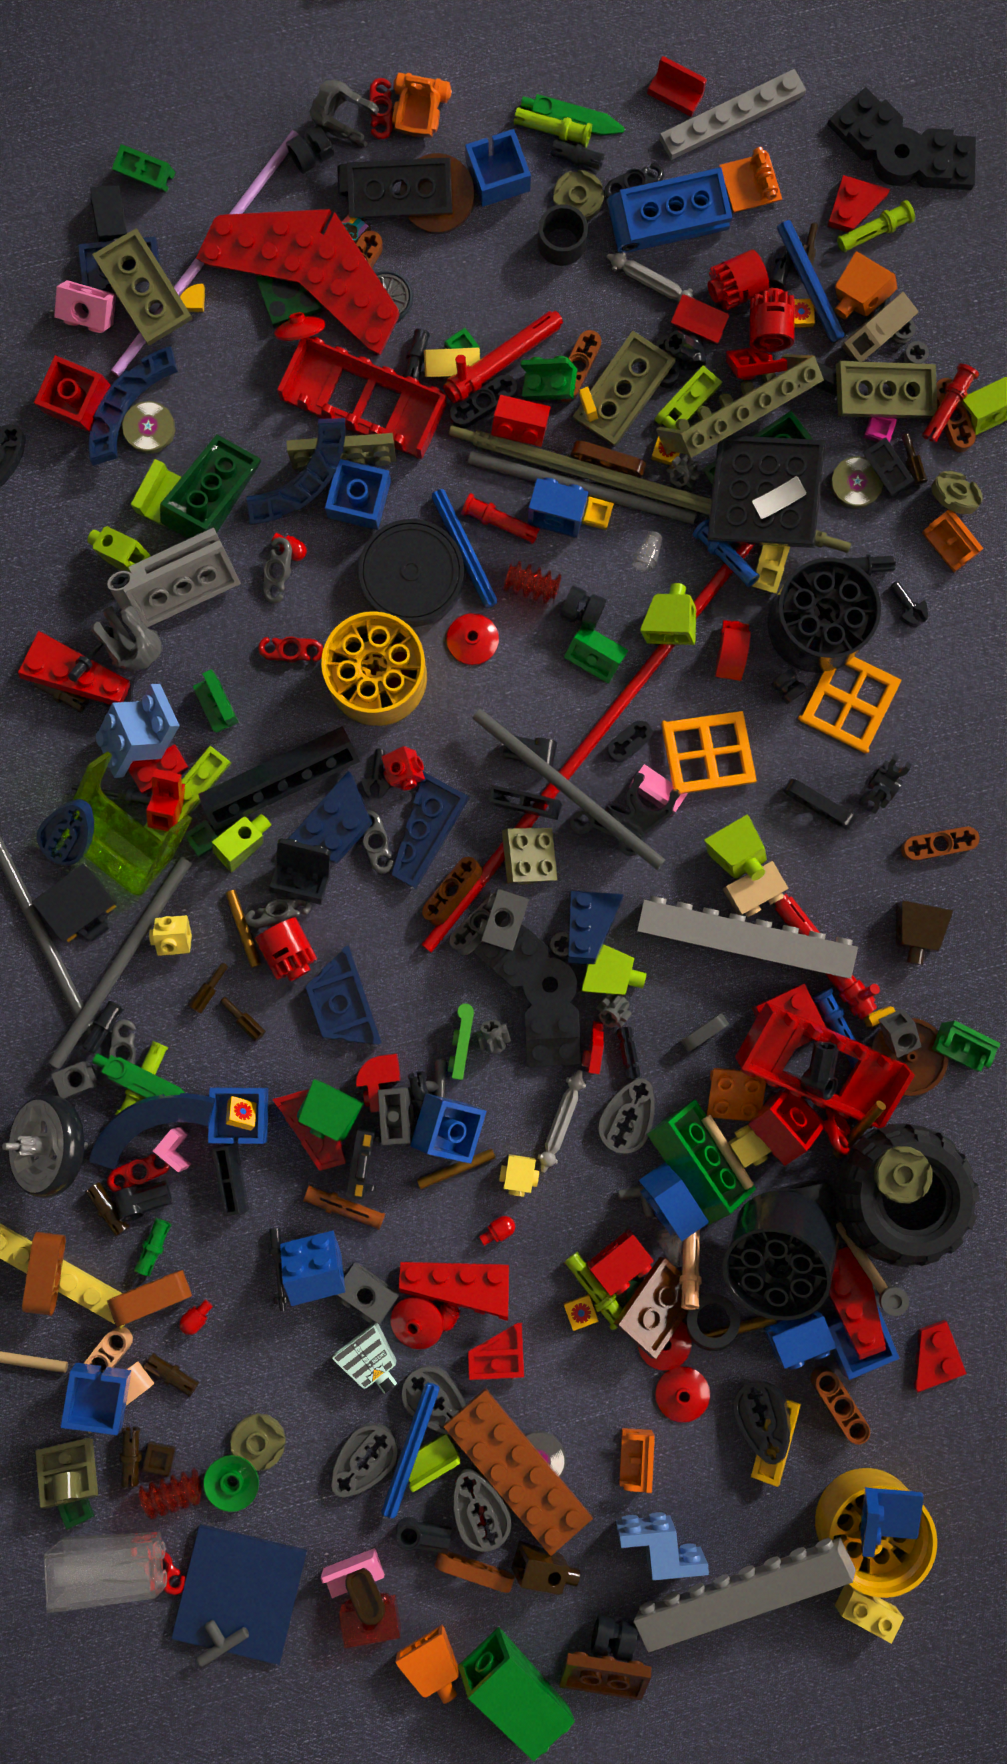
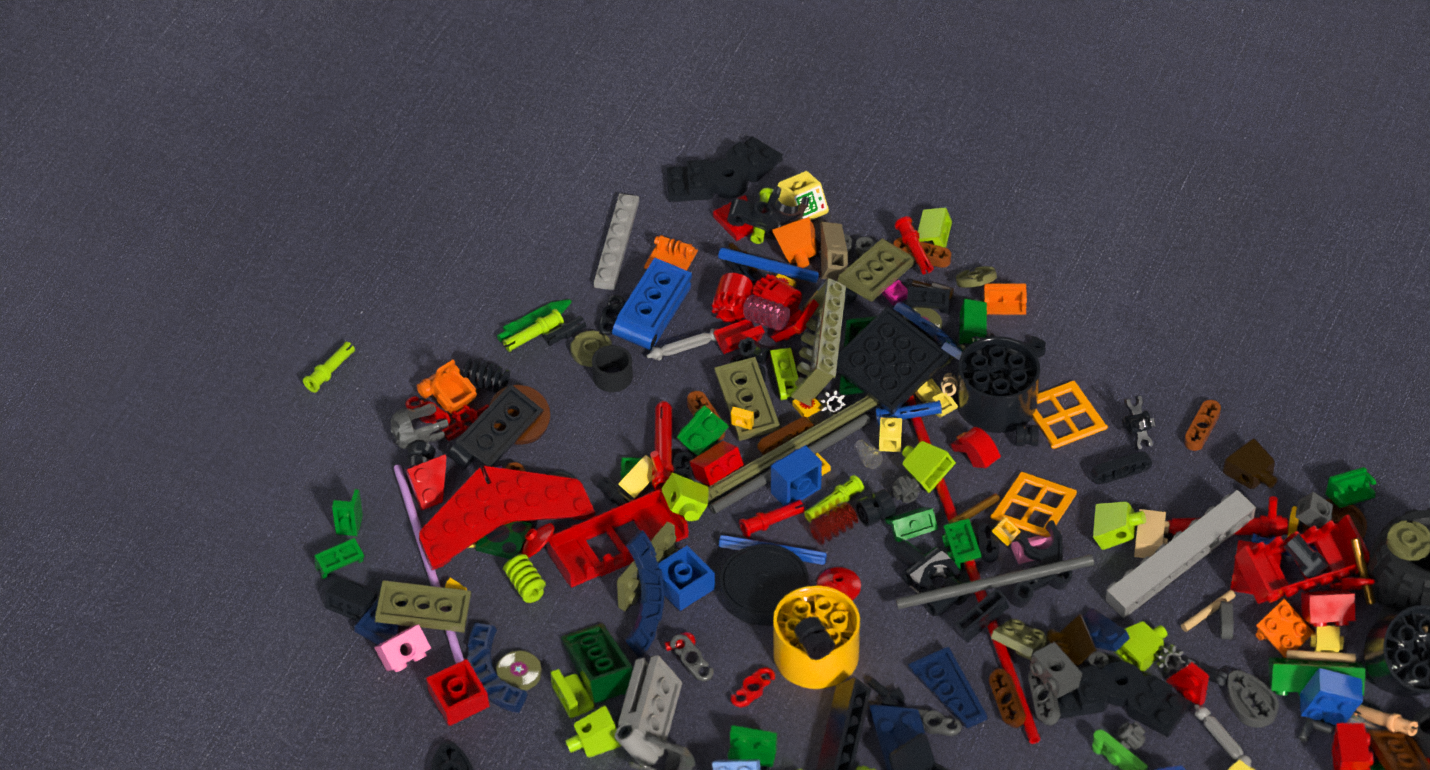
camera: 45 degrees left, 35 degrees down
(197, 139) = (348, 515): none -> green panel
(248, 350) = (525, 578): none -> lime piece
(288, 175) = (428, 481): none -> wing
(341, 670) = (814, 638): none -> black wheel
(390, 147) = (459, 423): none -> red piece
(403, 768) = (897, 669): red brick -> none
(446, 426) = (685, 496): none -> lime torso
(458, 123) = (486, 377): none -> black piece
(500, 174) = (536, 369): blue piece -> none
(549, 703) = (924, 567): none -> black connector
(555, 910) = (1073, 640): none -> dark brown hinge
(579, 563) = (841, 494): none -> lime pin
(601, 719) = (961, 541): none -> green bracket
(628, 619) = (906, 489): none -> dark grey gear
(652, 750) = (1006, 531): none -> yellow tile
(655, 702) = (977, 508): none -> pearl gold bar
(677, 86) = (571, 254): red panel -> none
(685, 556) = (890, 434): none -> light yellow brick
(705, 1004) = (1207, 611): none -> tan bar
(738, 326) = (766, 312): none -> clear pink piece
(779, 497) = (902, 352): white sticker -> none
(789, 566) = (949, 384): none -> tan pin
(838, 526) = (945, 341): none -> dark blue tile
(871, 242) = (766, 215): none -> black piece
(897, 530) = (972, 321): none -> green hinge
(924, 247) = (804, 185): none -> light yellow slope

